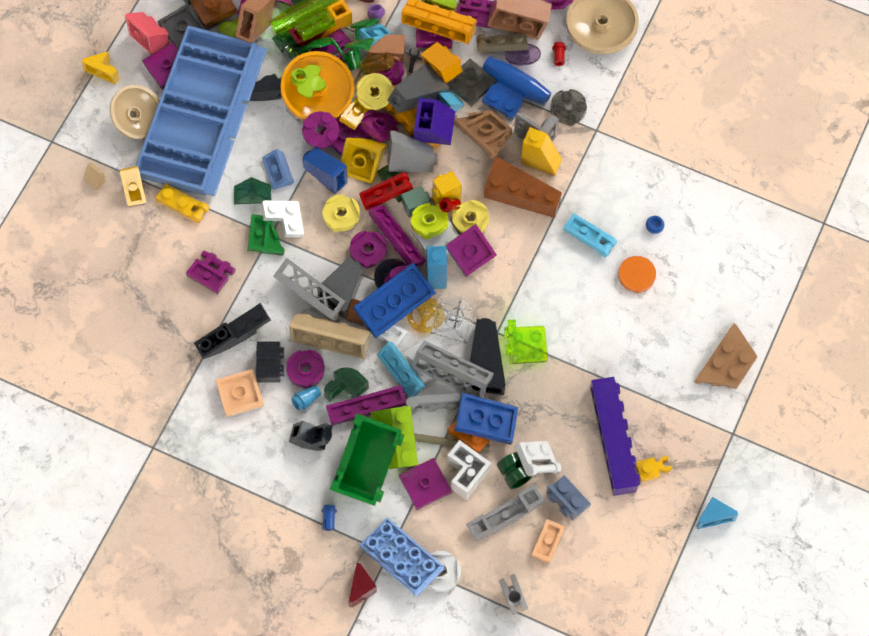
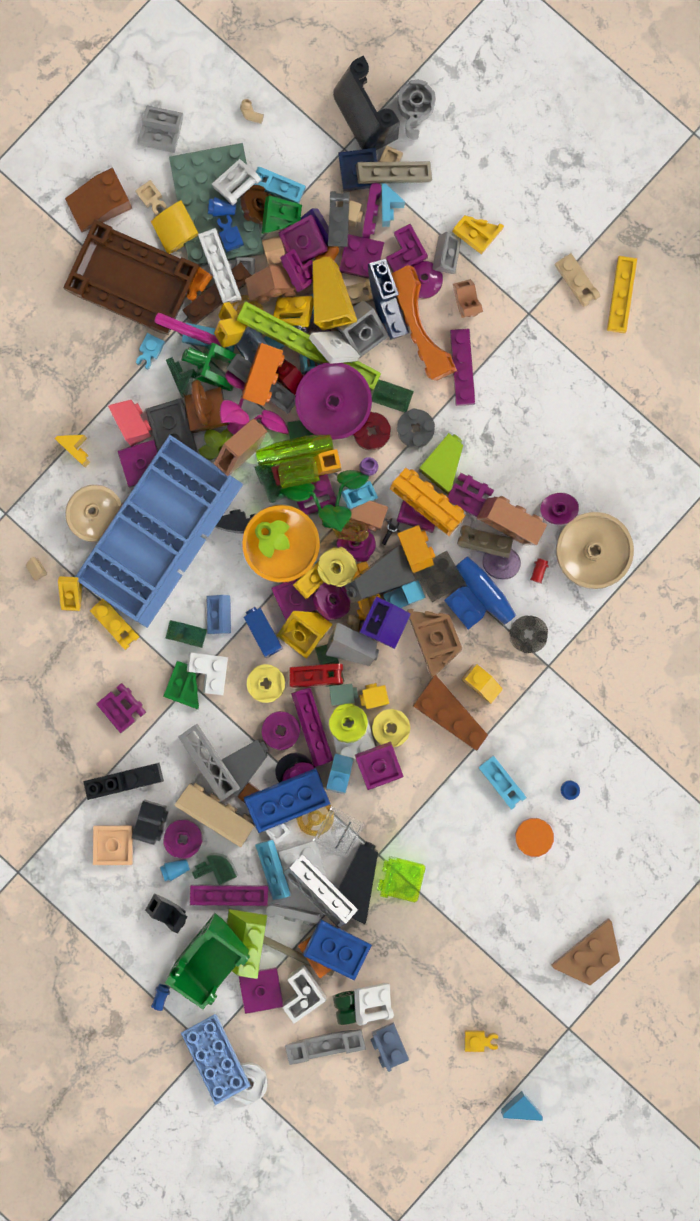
camera: 15 degrees right, 20 degrees up
(311, 124) = (267, 602): magenta plate -> none
(361, 587) = (171, 1075): dark red slope -> none
(448, 204) = (369, 716): red pin -> none
(513, 594) = (306, 1131): light grey head -> none
(523, 124) = (495, 661): light grey bracket -> none
(548, 541) = (357, 1085): light nougat plate -> none
(614, 436) = (453, 1001): dark purple brick -> none

